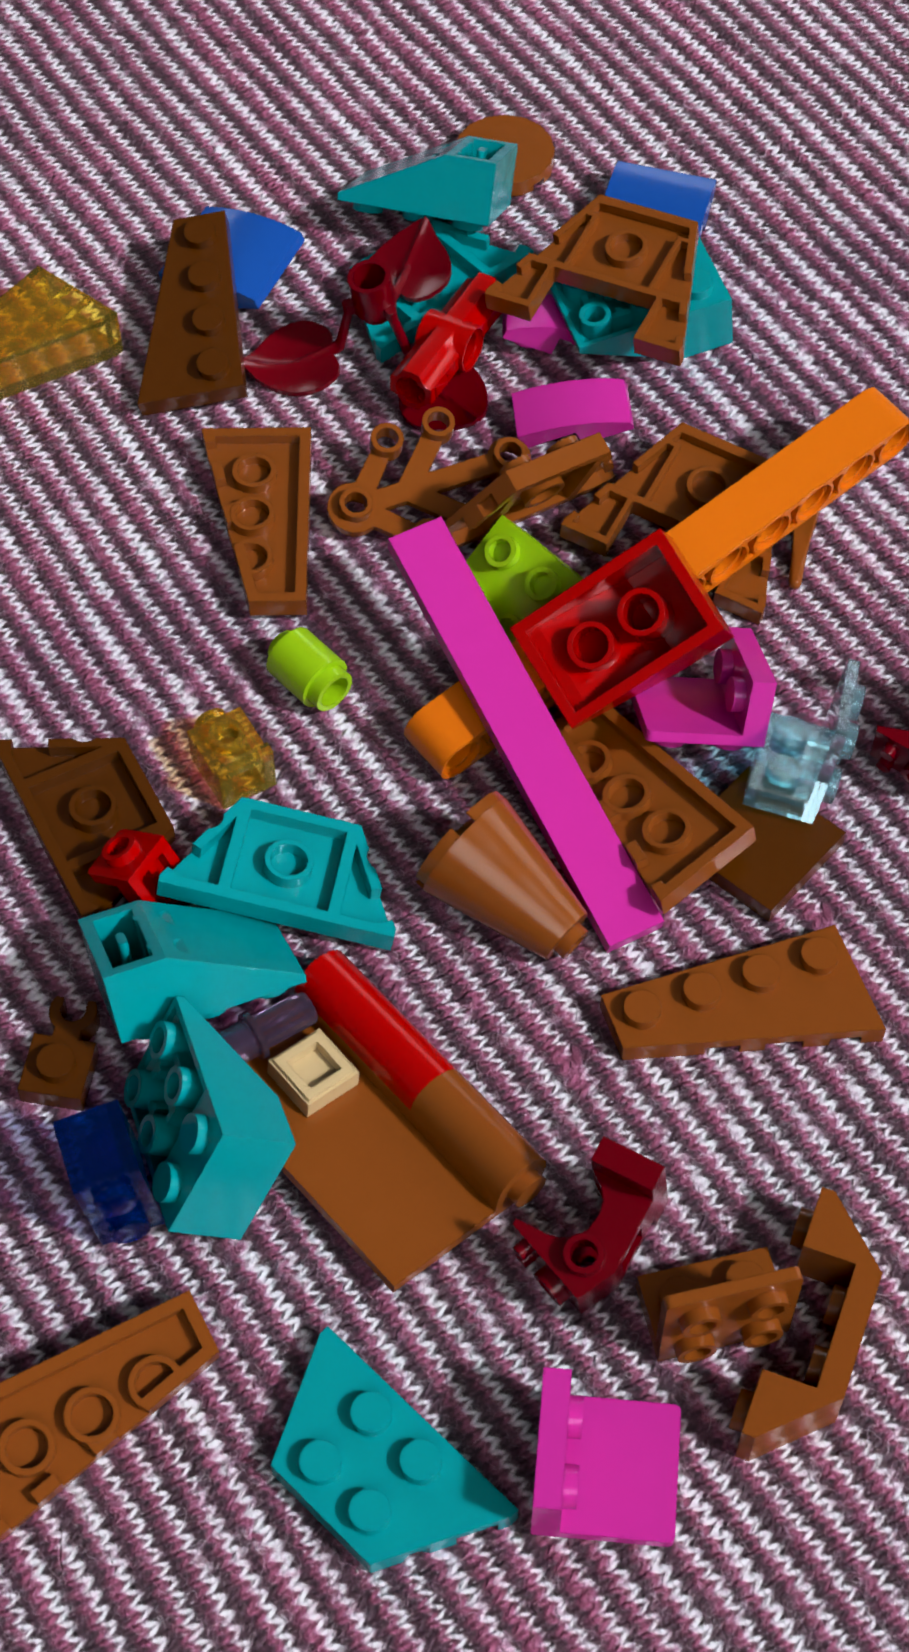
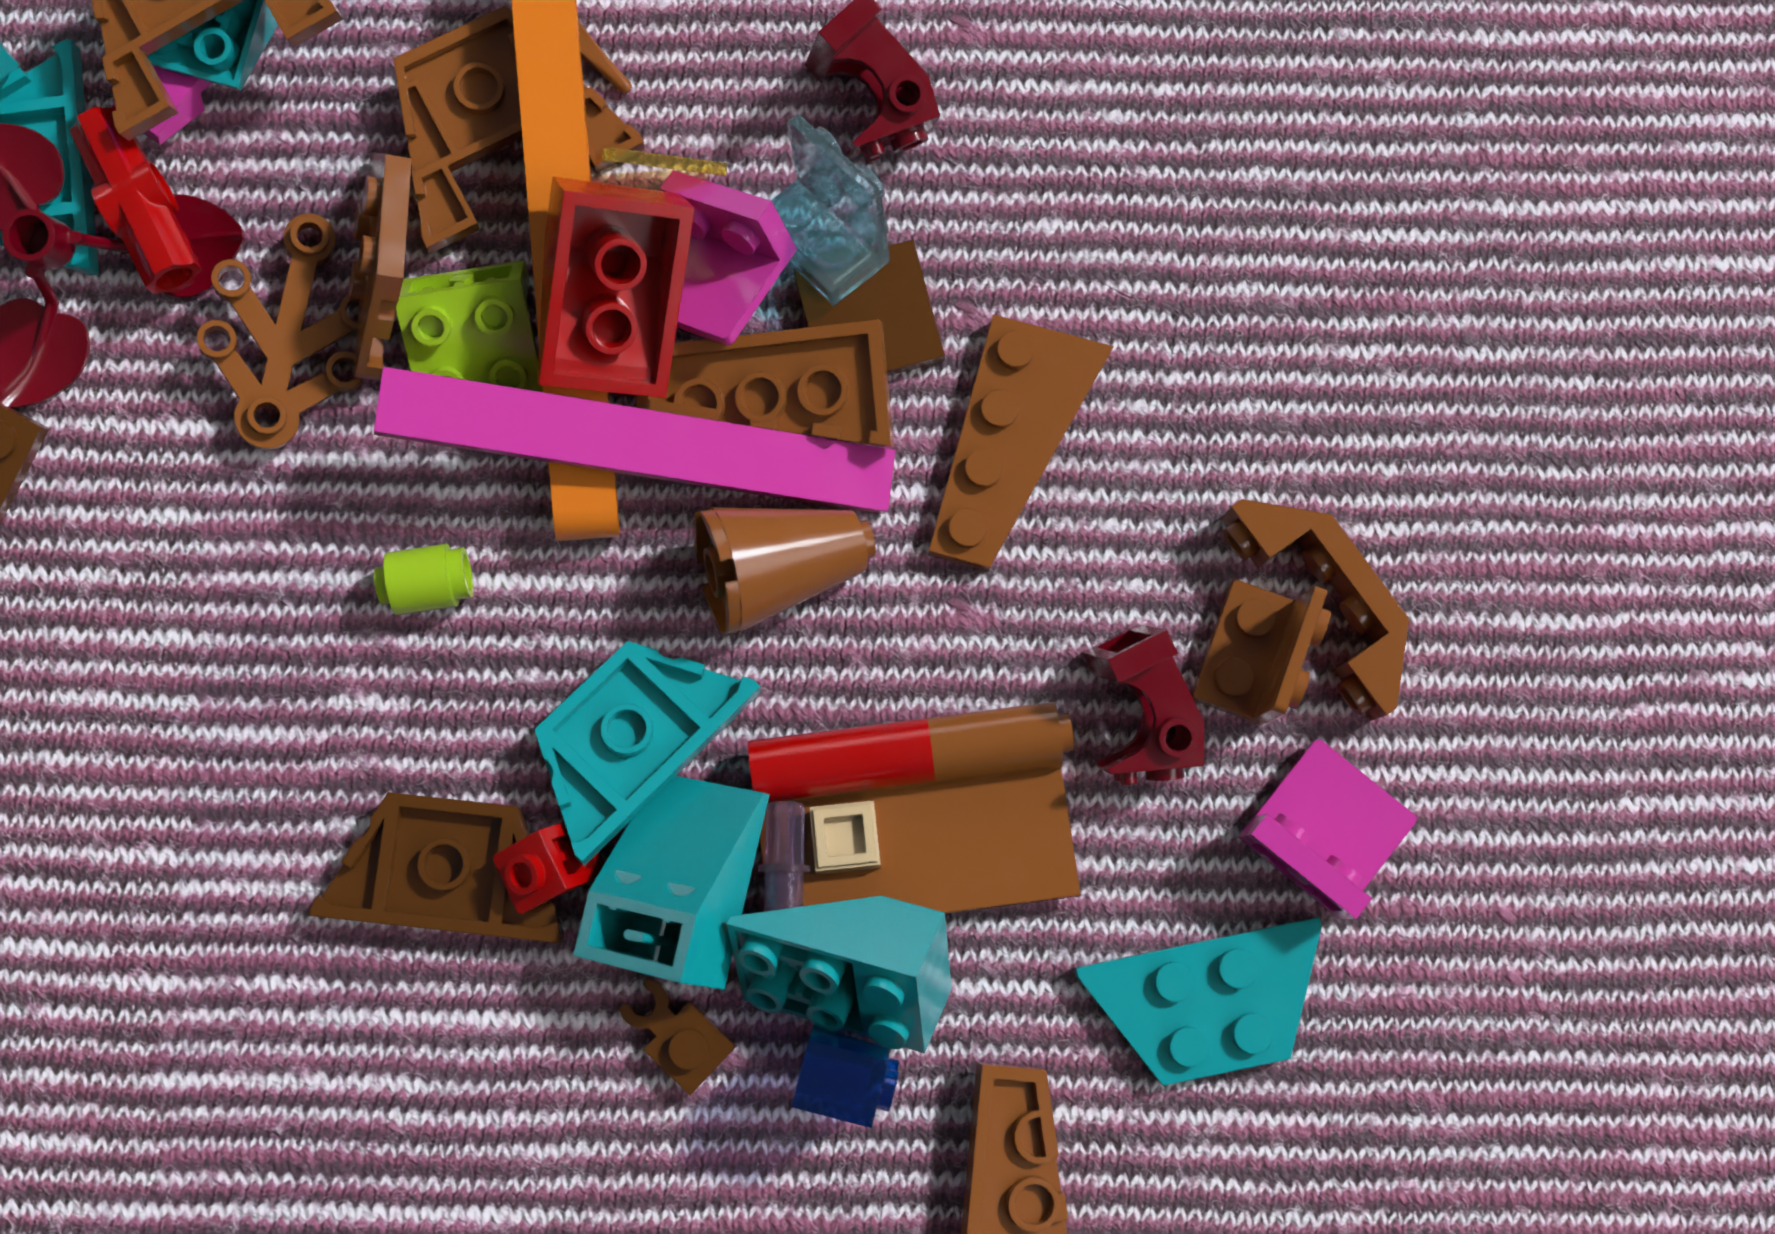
camera: 60 degrees left, 25 degrees up
(231, 755) = (491, 710): clear yellow brick -> none
(265, 505) = (197, 494): dark orange wing -> none
(571, 408) = (295, 141): dark pink slope -> none
(752, 618) = (664, 161): none -> clear yellow piece

